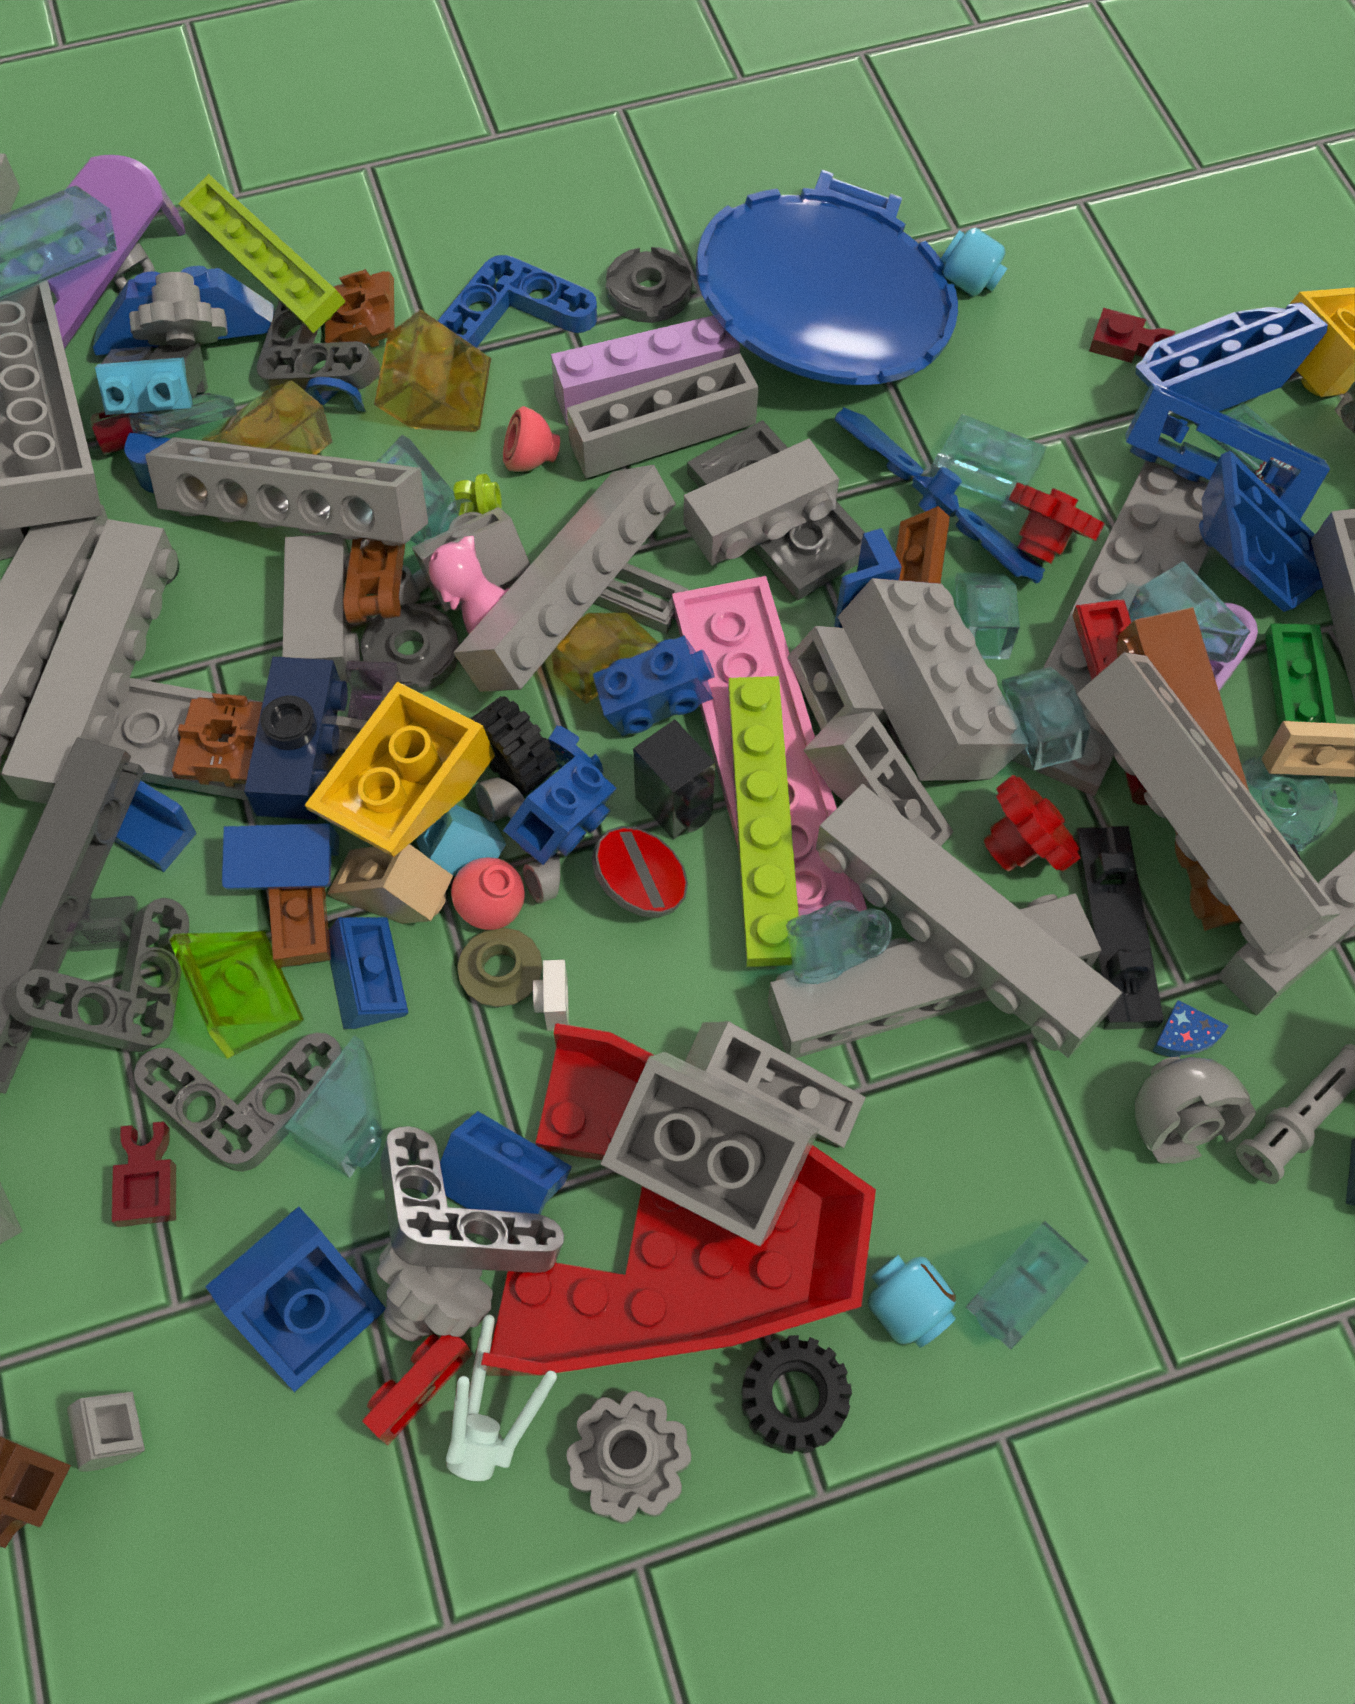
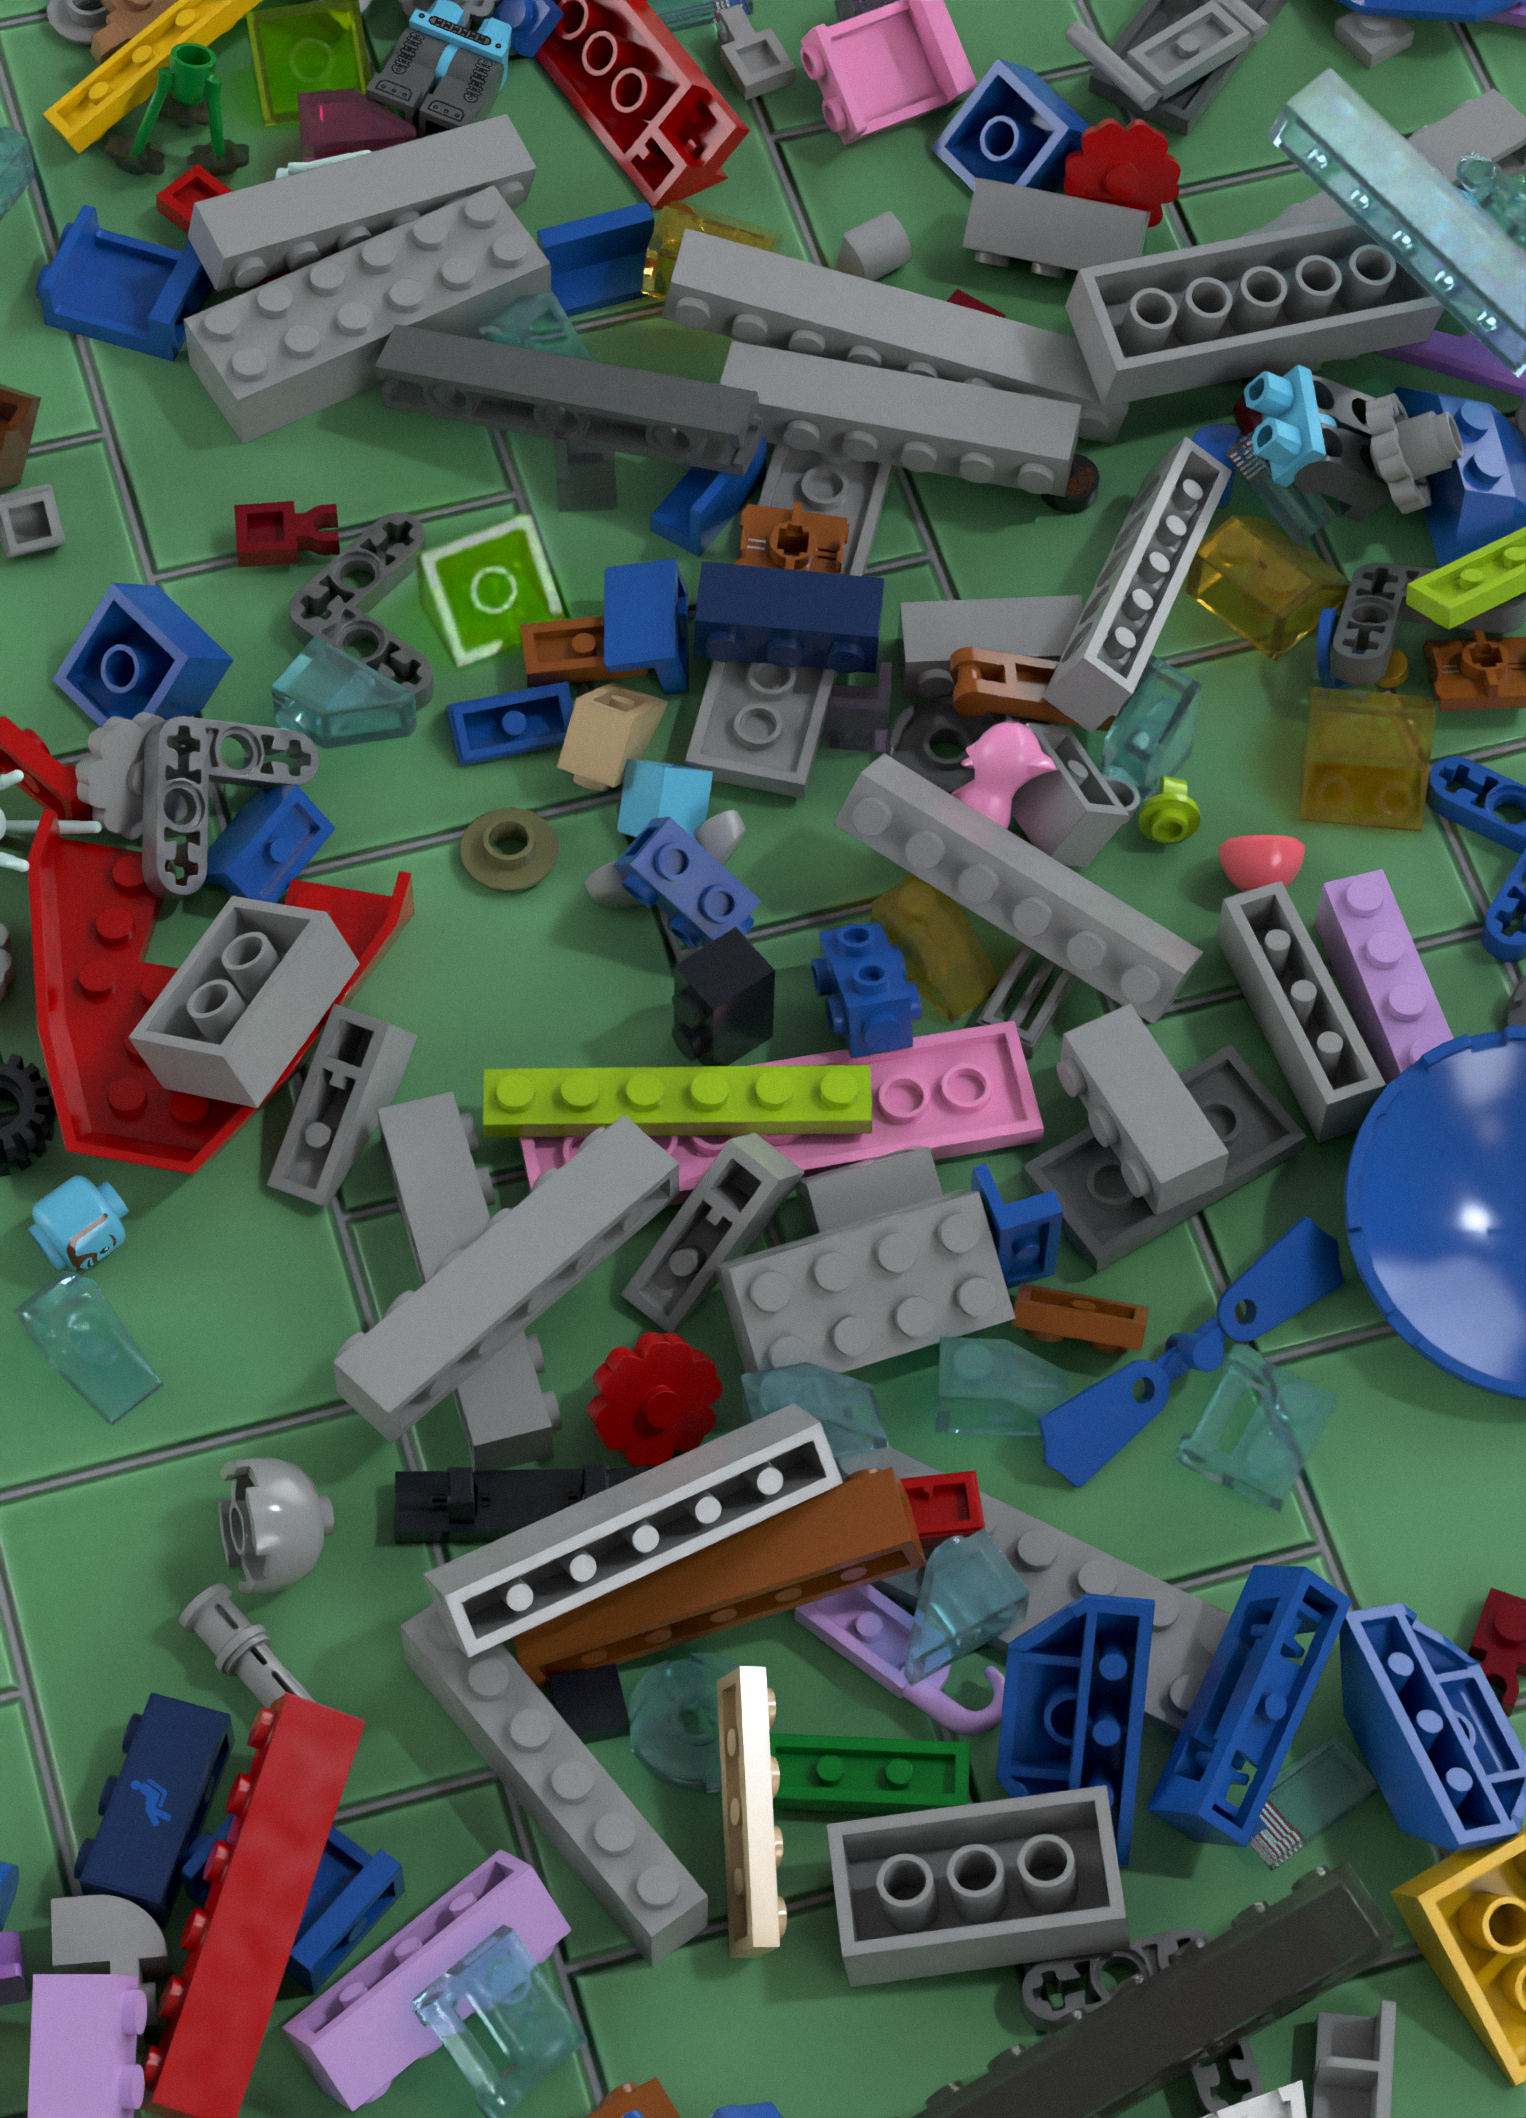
camera: 90 degrees right, 5 degrees down
(118, 1005) = (467, 486): dark grey beam -> none
(288, 722) = (785, 593): black tile -> none
(402, 771) = (725, 713): yellow slope -> none
(488, 893) = (594, 827): coral brick -> none
(518, 747) = (780, 838): black tyre -> none
(552, 993) = (462, 894): white plate -> none
(564, 746) = (781, 916): blue tile -> none
(639, 872) = (614, 977): red piece -> none
(835, 940) = (490, 1142): clear light blue piece -> none
(1051, 521) = (1139, 1475): red plant -> none
(1188, 1032) = (381, 1565): blue tile -> none

